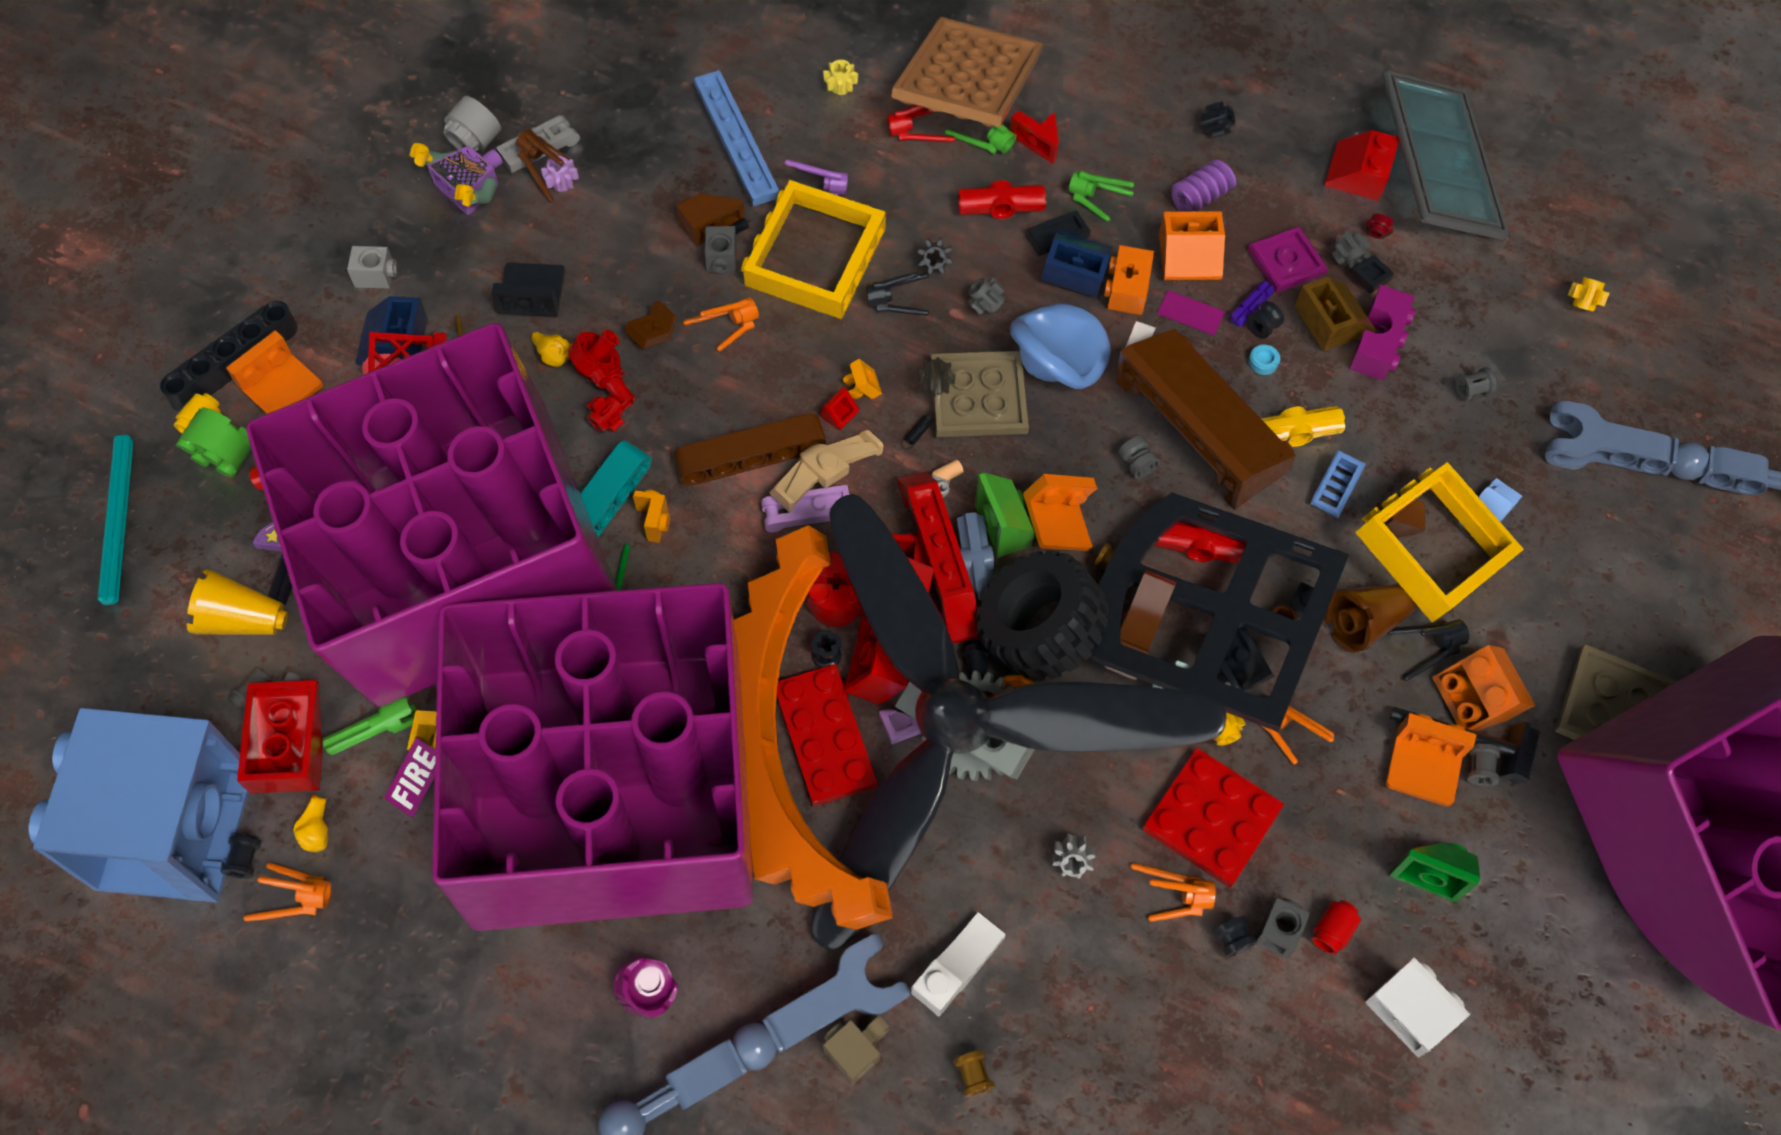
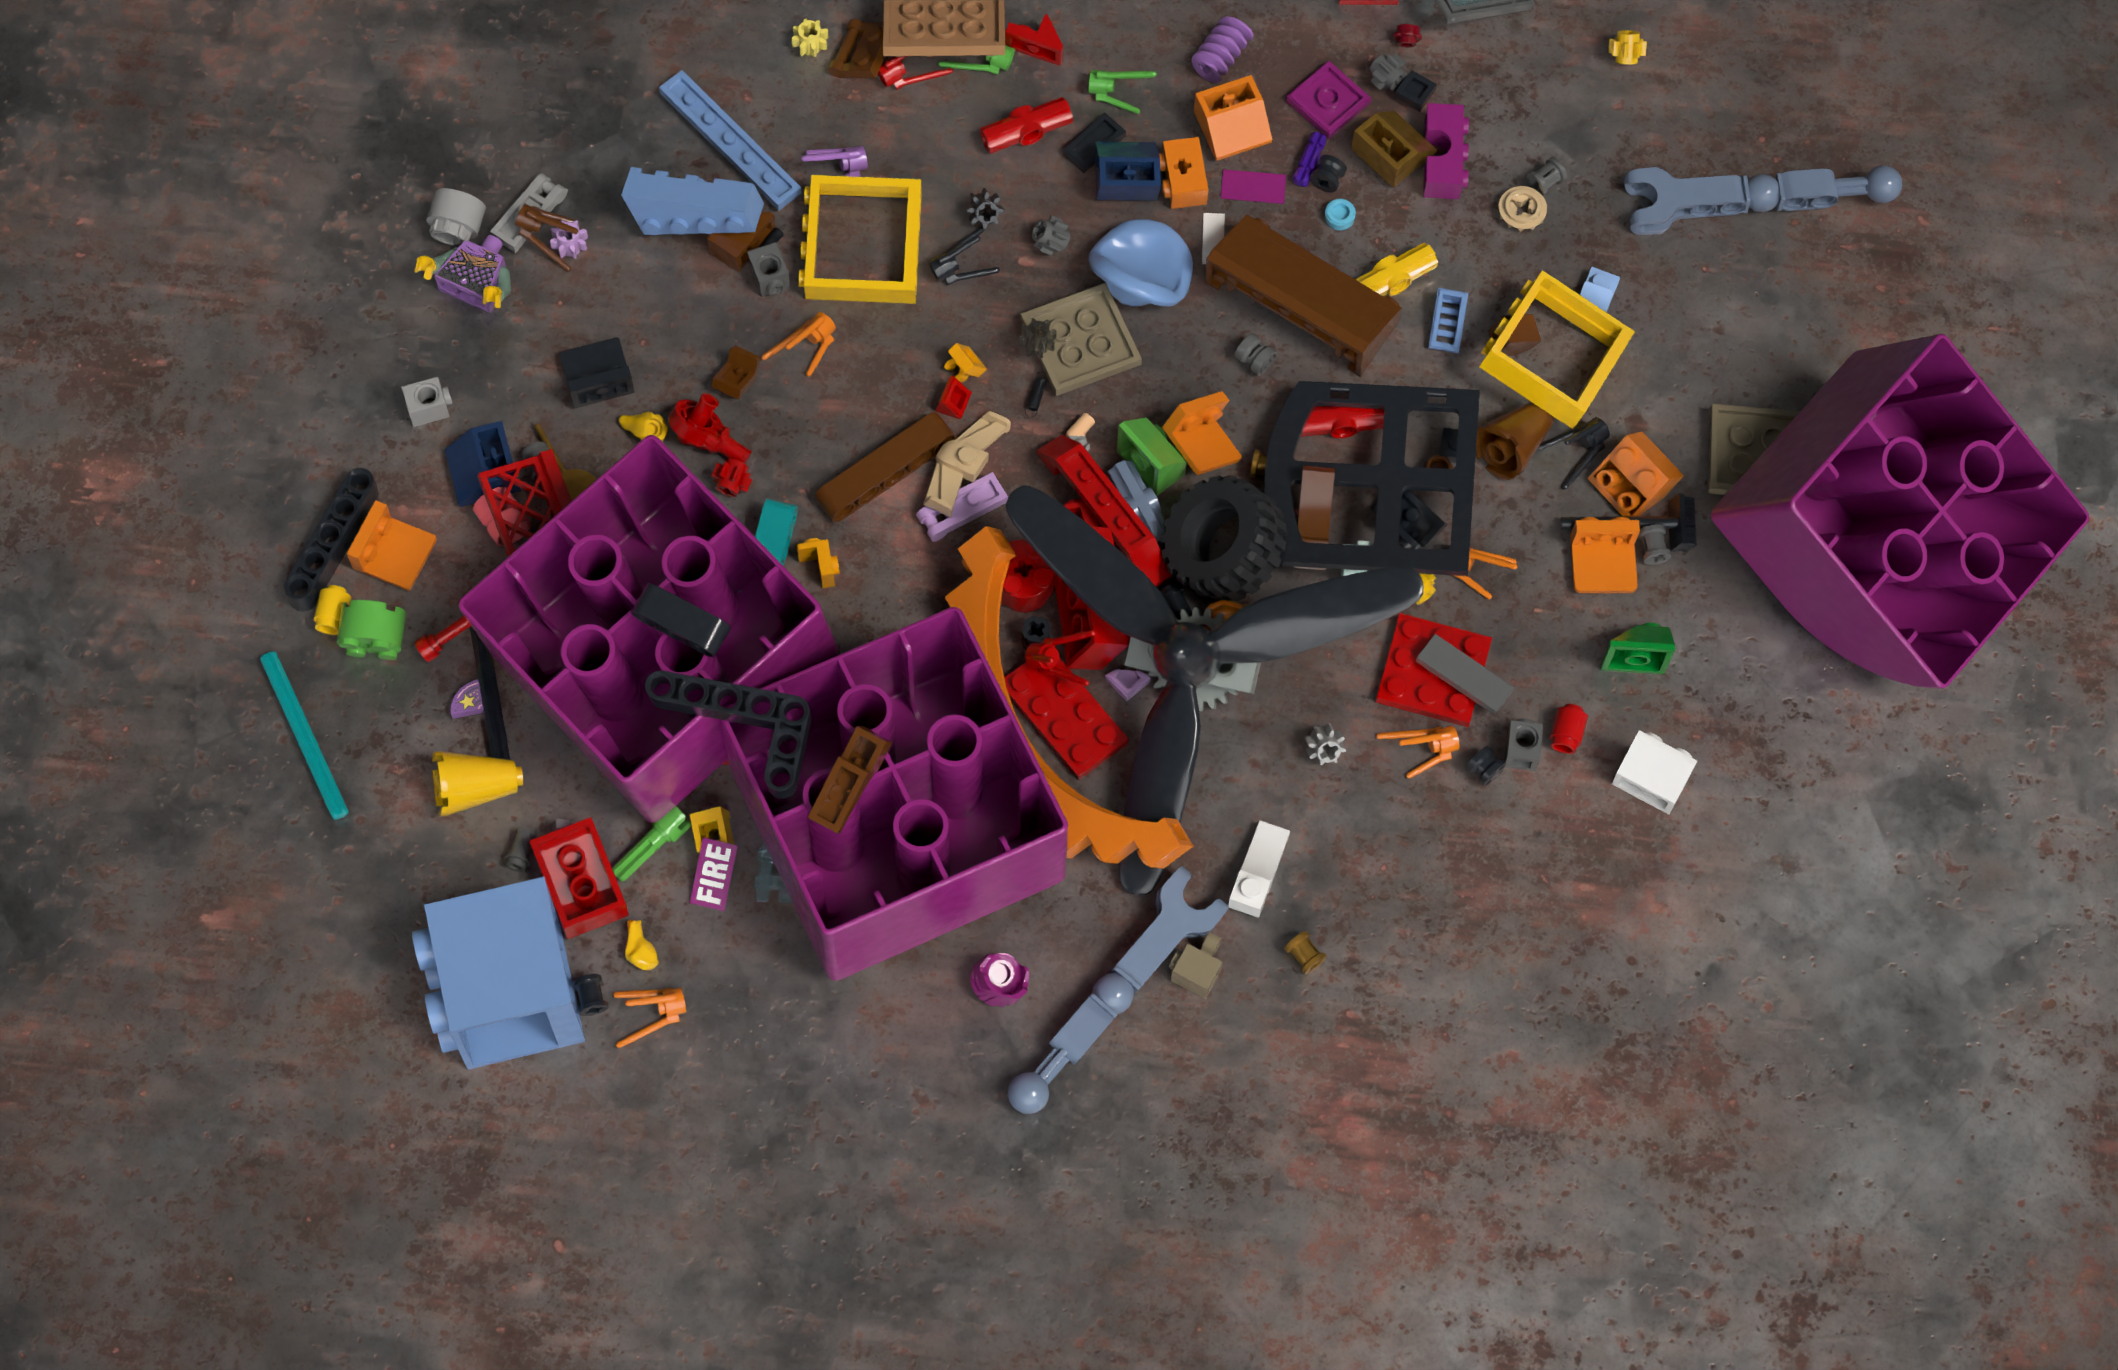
camera: 20 degrees left, 5 degrees up
(436, 504) = (680, 620): none -> black beam
(455, 615) = (743, 713): none -> black beam
(531, 721) = (849, 778): none -> reddish brown slope
(671, 170) = (690, 204): none -> medium blue wedge
(824, 672) = (1046, 656): none -> red plant
(876, 101) = (868, 53): none -> reddish brown plate
(1244, 833) = (1465, 674): none -> dark grey tile
(1441, 395) = (1518, 197): none -> tan gear

